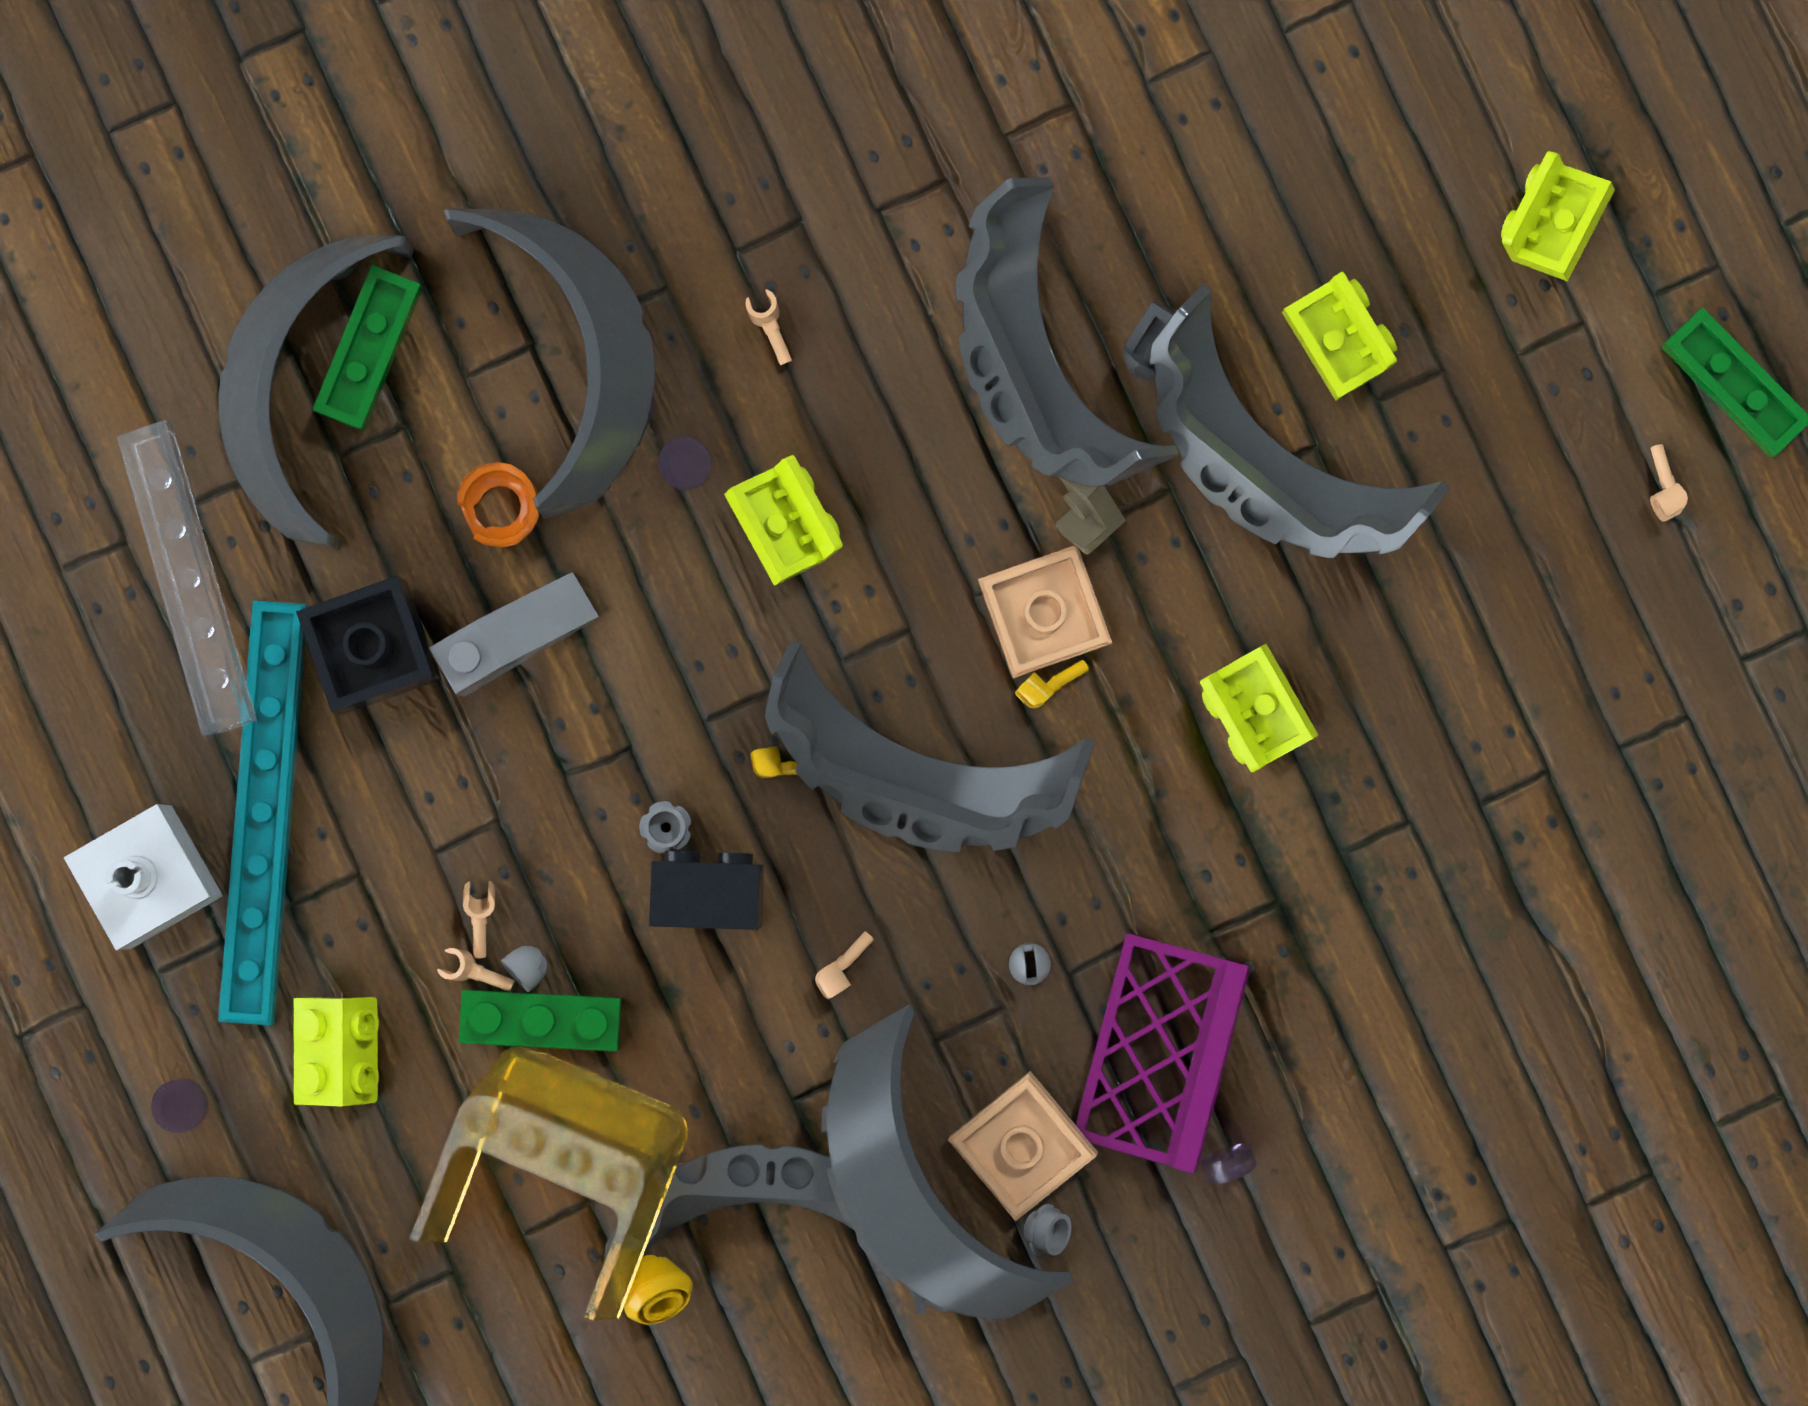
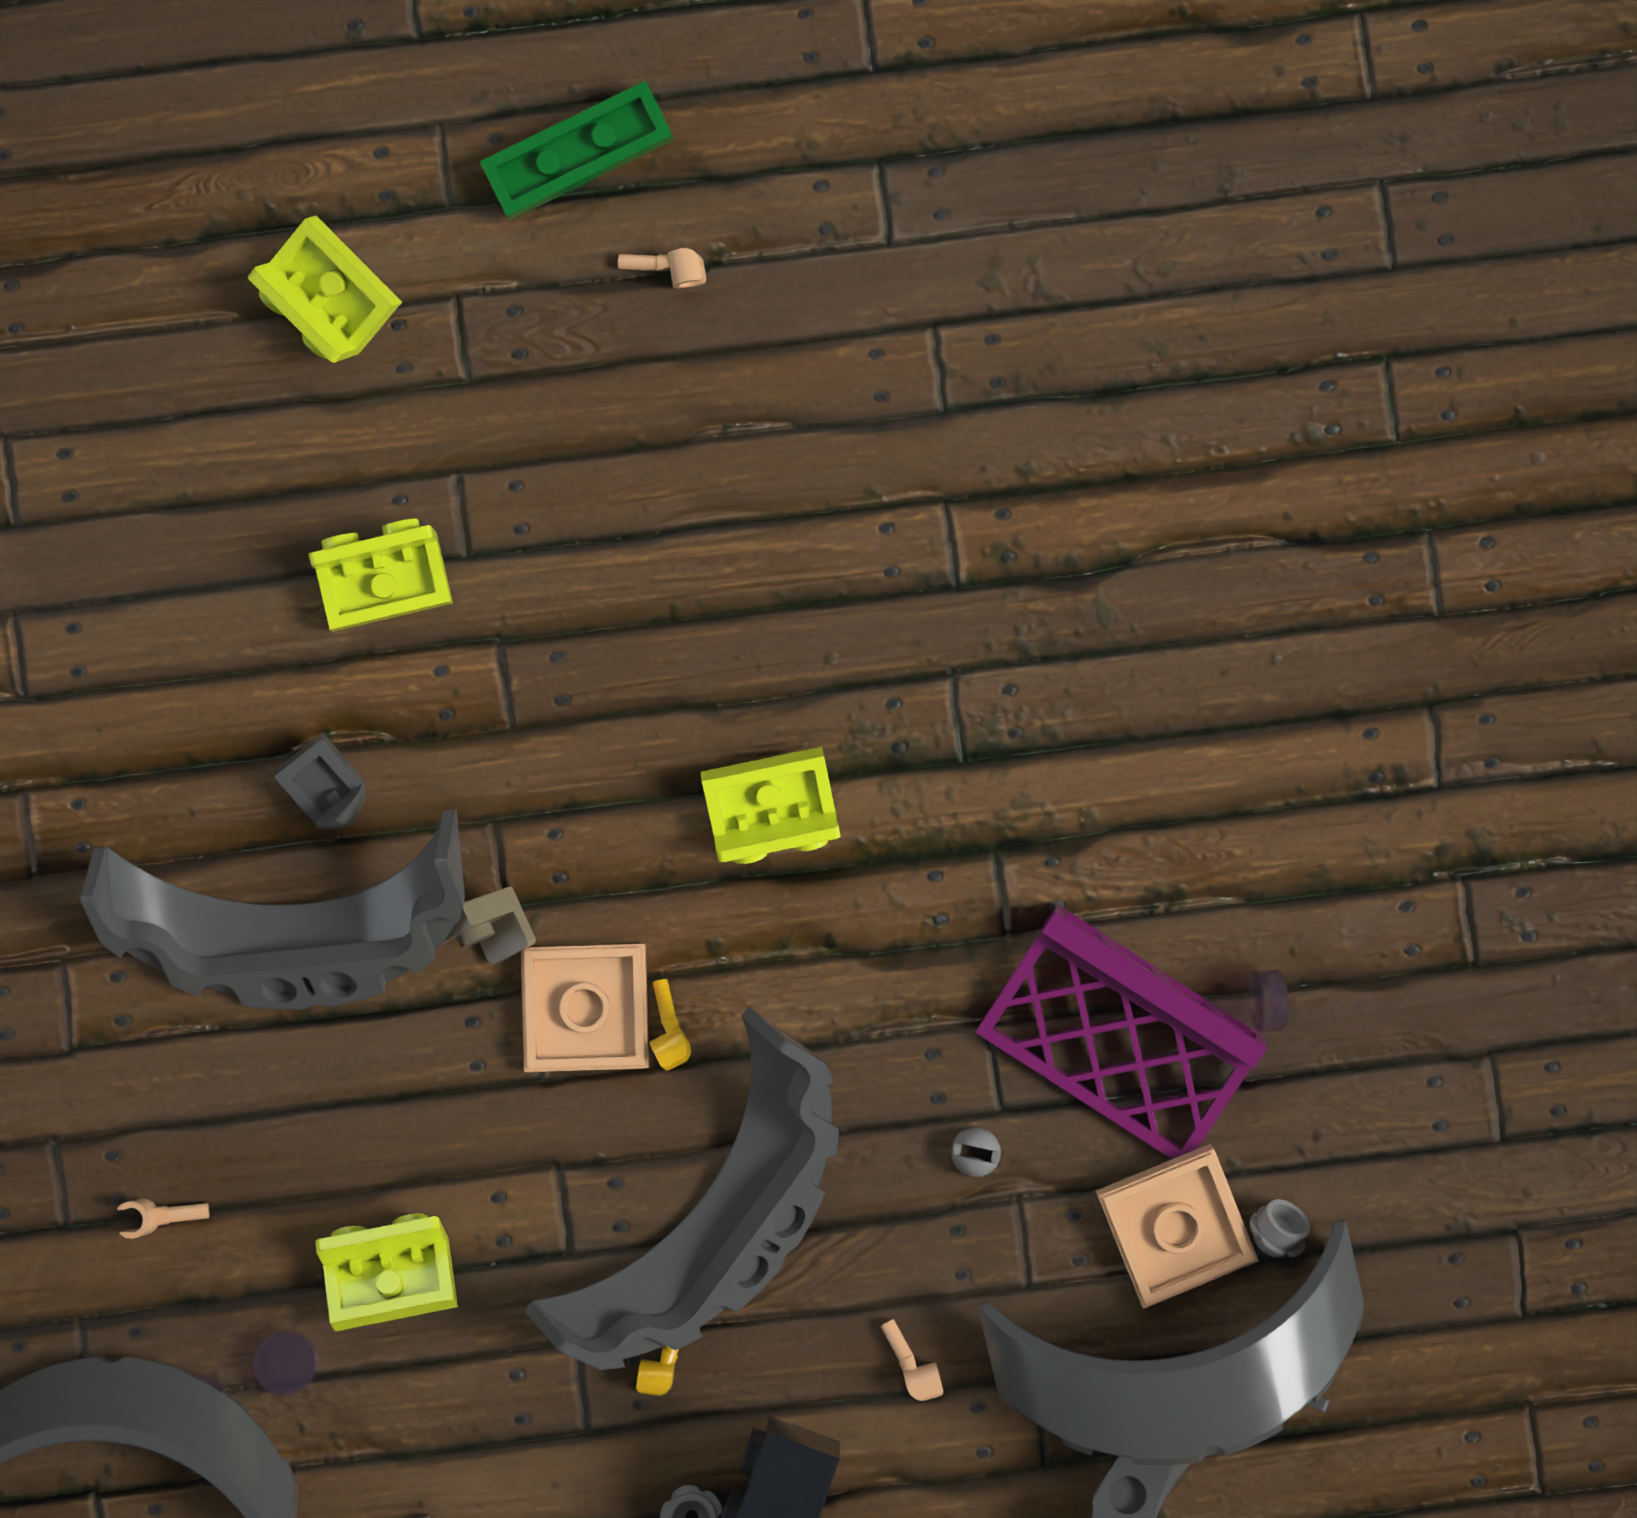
camera: 65 degrees left, 0 degrees up
(1253, 474) = (497, 728): dark grey windscreen -> none

